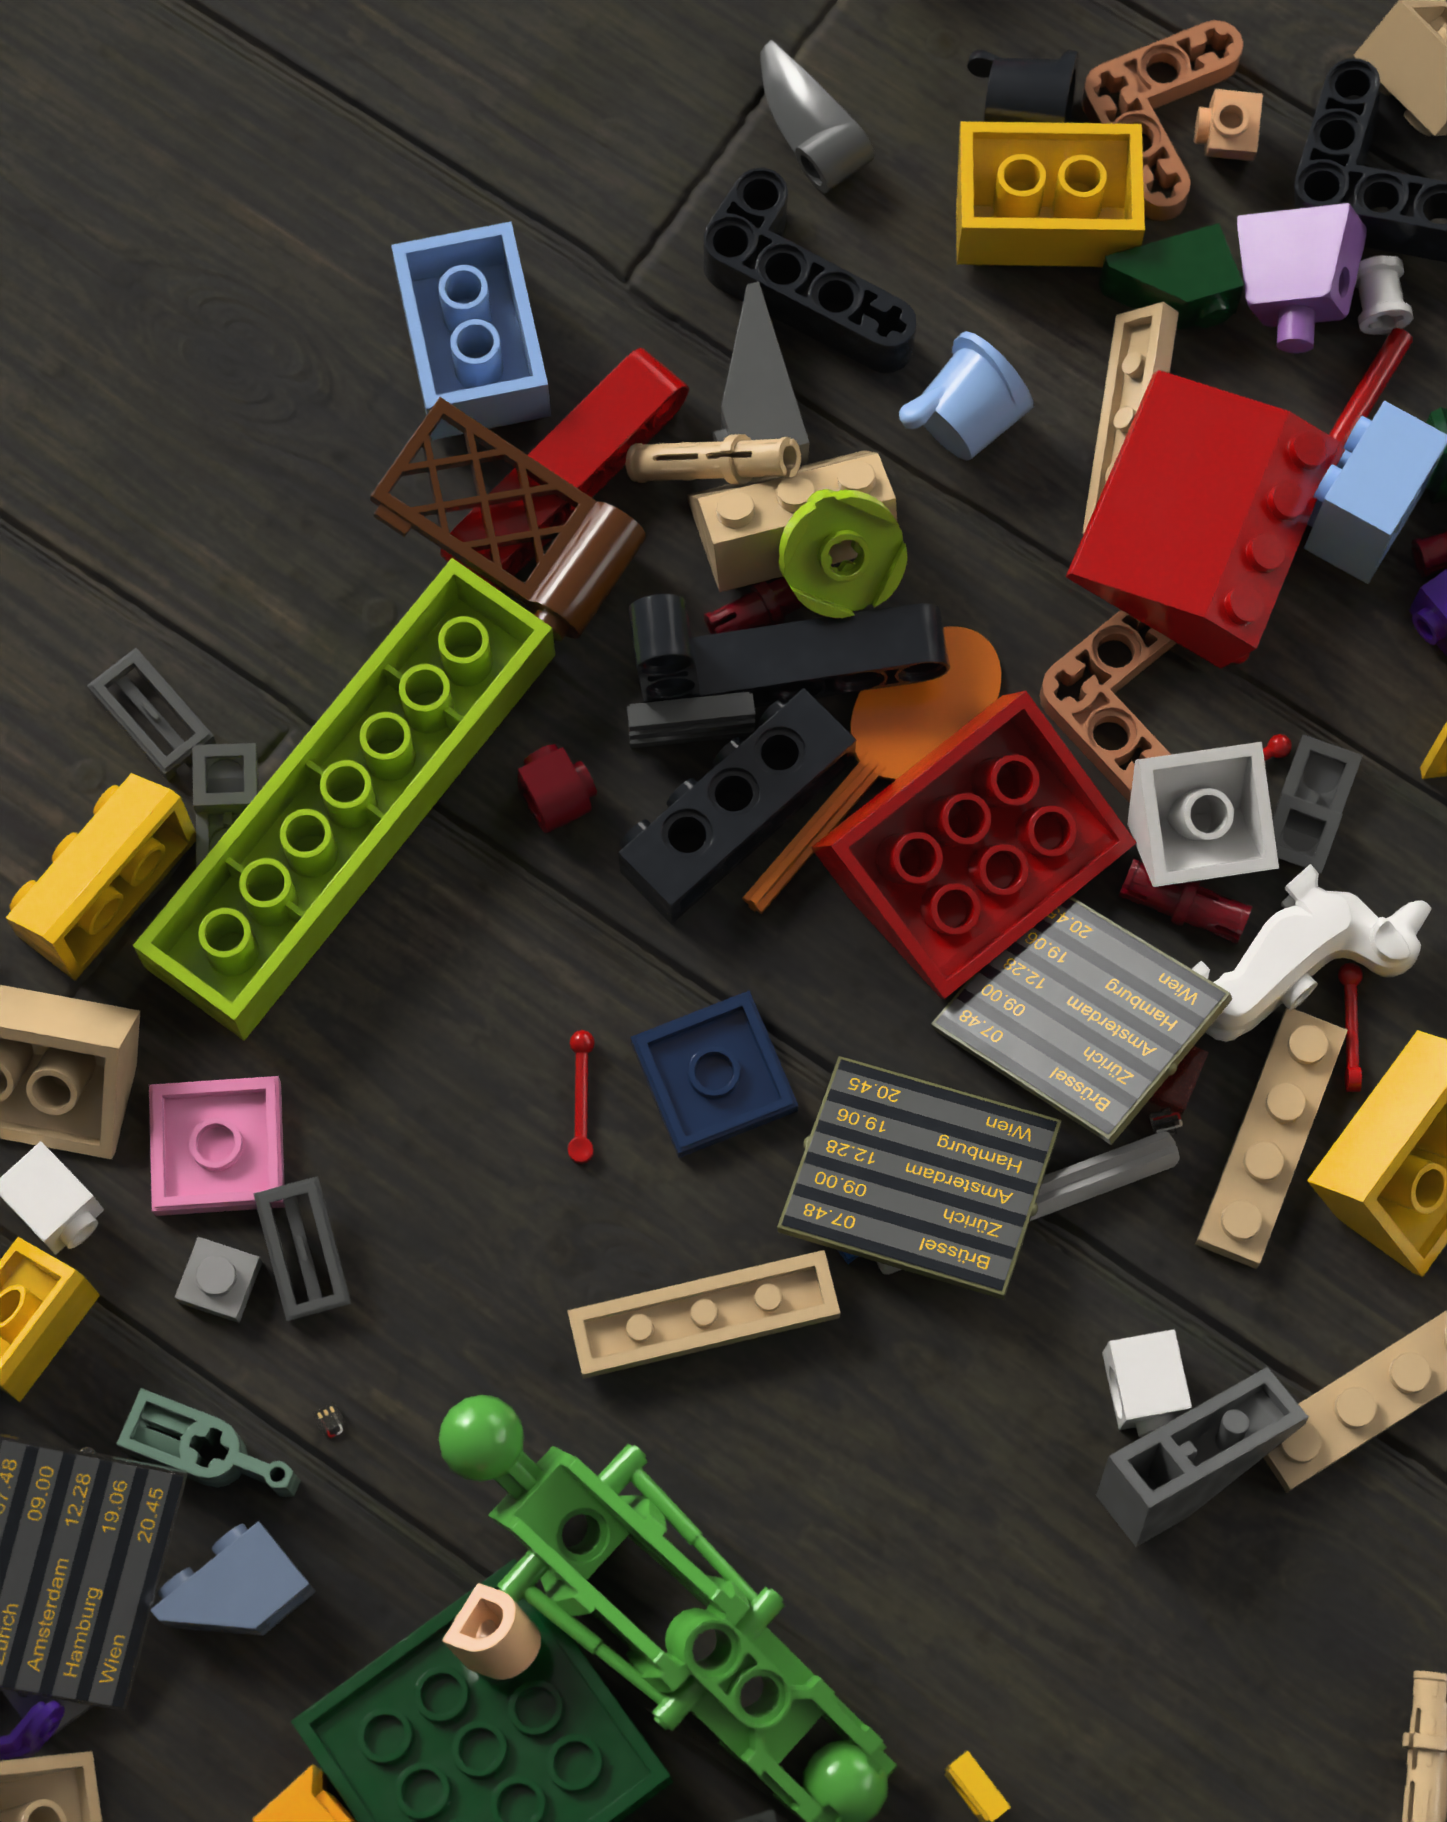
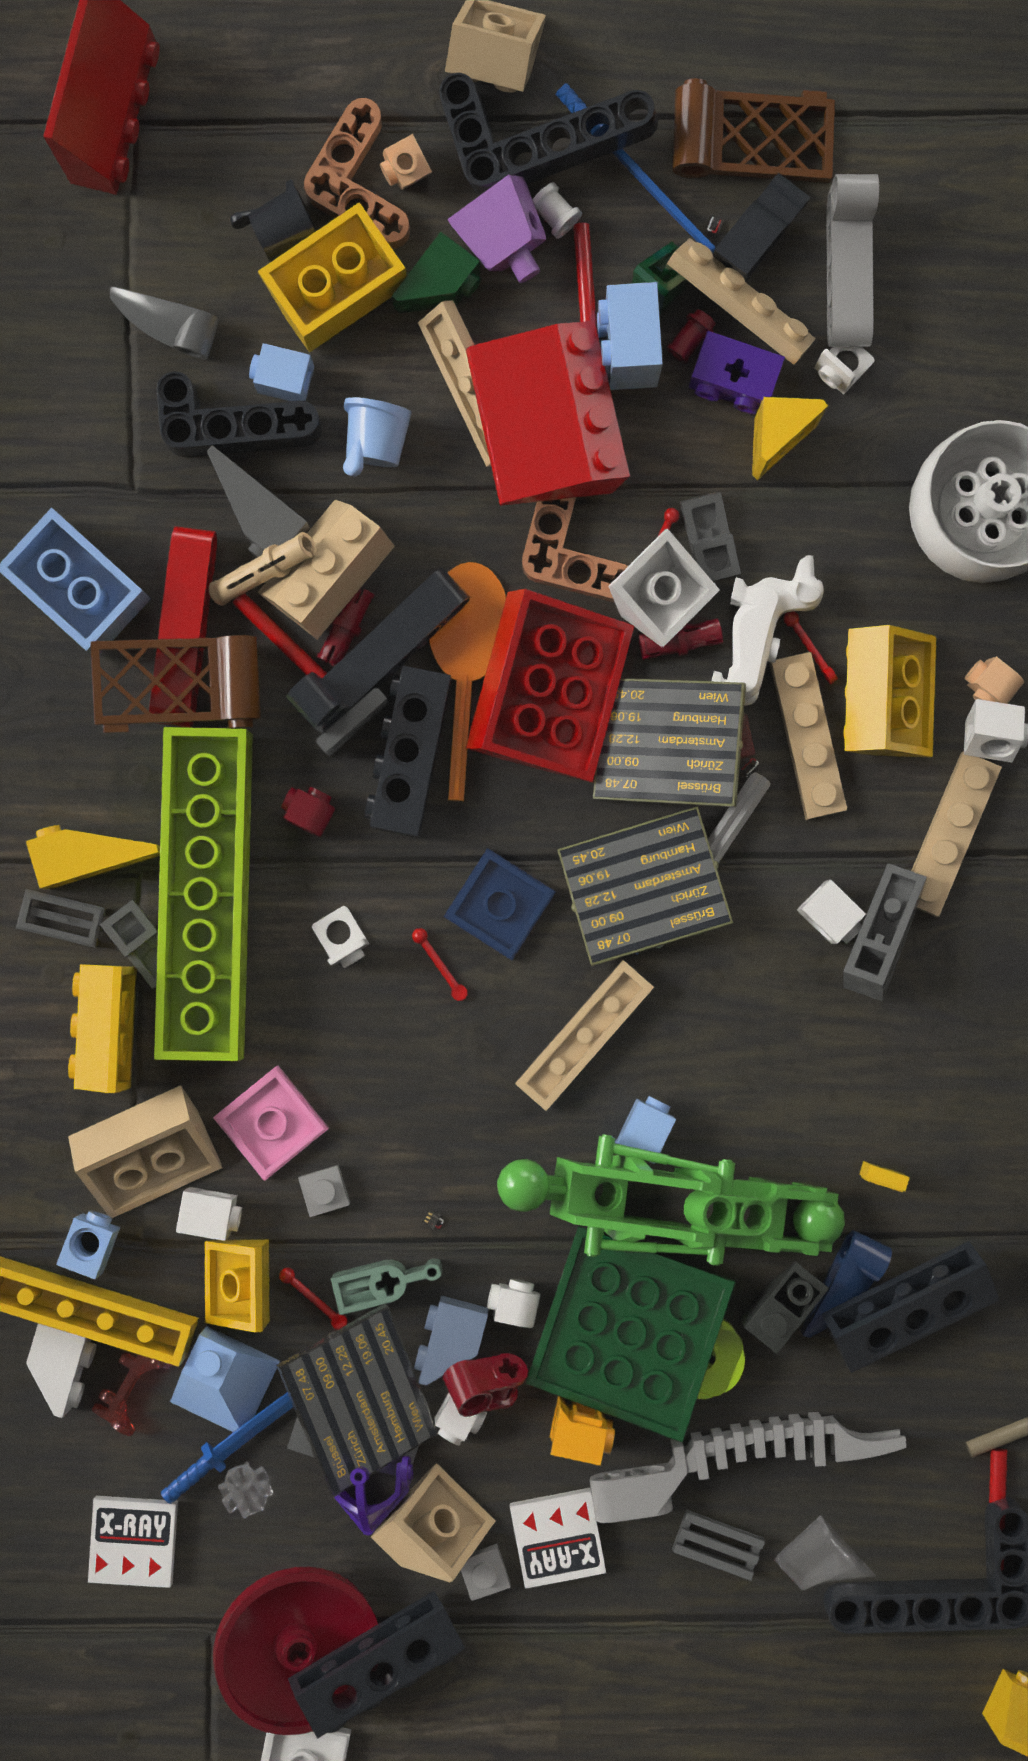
camera: 30 degrees left, 15 degrees up
(88, 1358) = (288, 1276): none -> red hinge
(171, 1701) = (452, 1425): none -> white plate
(227, 648) = (71, 855): none -> yellow slope
(231, 1678) = (485, 1383): none -> dark red piece
(317, 1302) = (329, 1124): dark grey tile -> none
(354, 1601) = (514, 1303): none -> white plate
(479, 994) = (350, 950): none -> white bracket
(493, 1635) = (599, 1276): light nougat plate -> none
(671, 547) = (277, 635): none -> red bar
(704, 1489) = (647, 1125): none -> light blue brick
(828, 521) = (356, 565): lime plate -> none
(906, 261) = (281, 373): none -> light blue brick

